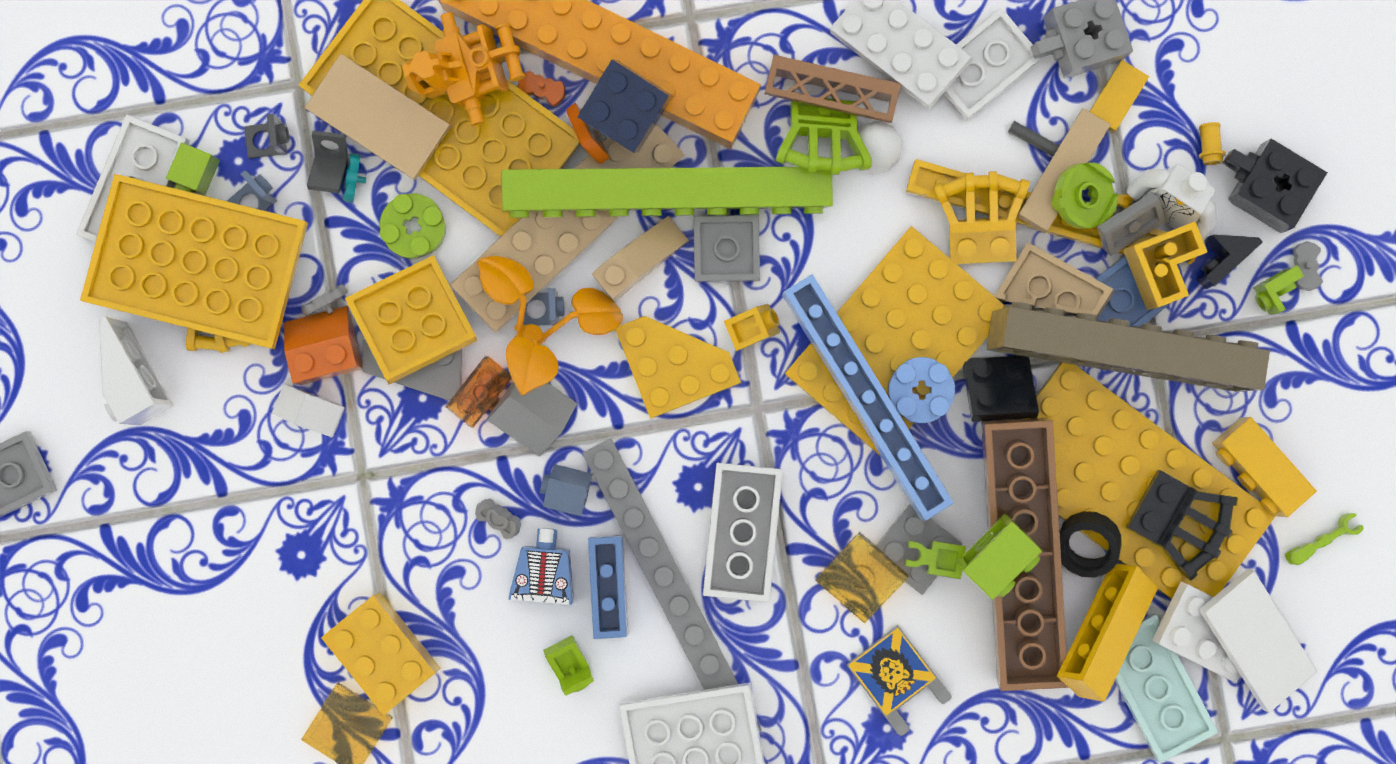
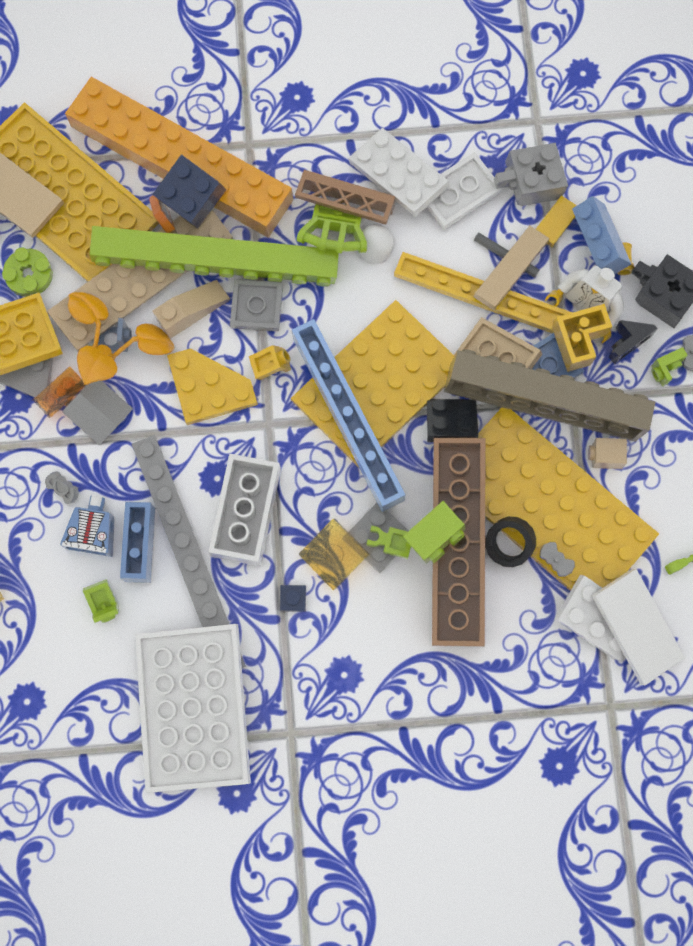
camera: 10 degrees right, 10 degrees down
(465, 66) = (76, 158): light orange piece -> none
(543, 88) = (135, 184): orange piece -> none
(566, 489) = (115, 468): sand blue brick -> none
(813, 637) = (292, 598): none -> dark blue plate
(894, 674) = (352, 632): flag -> none
(934, 376) = (395, 402): light blue plate -> none
(987, 238) = (453, 312): yellow plate -> none
(1069, 200) = (516, 293): lime plate -> none
(1107, 632) = (519, 607): yellow brick -> none
(1131, 224) = (560, 304): light grey plate -> none
(1150, 563) = (556, 559): none -> light grey piece
(1162, 696) = (557, 661): light aqua plate -> none
(1163, 510) = (569, 521): black plate -> none
(1181, 118) = (601, 235): none -> medium blue brick
(1205, 414) = (608, 453): none -> tan brick
(1263, 467) = (650, 496): yellow brick -> none

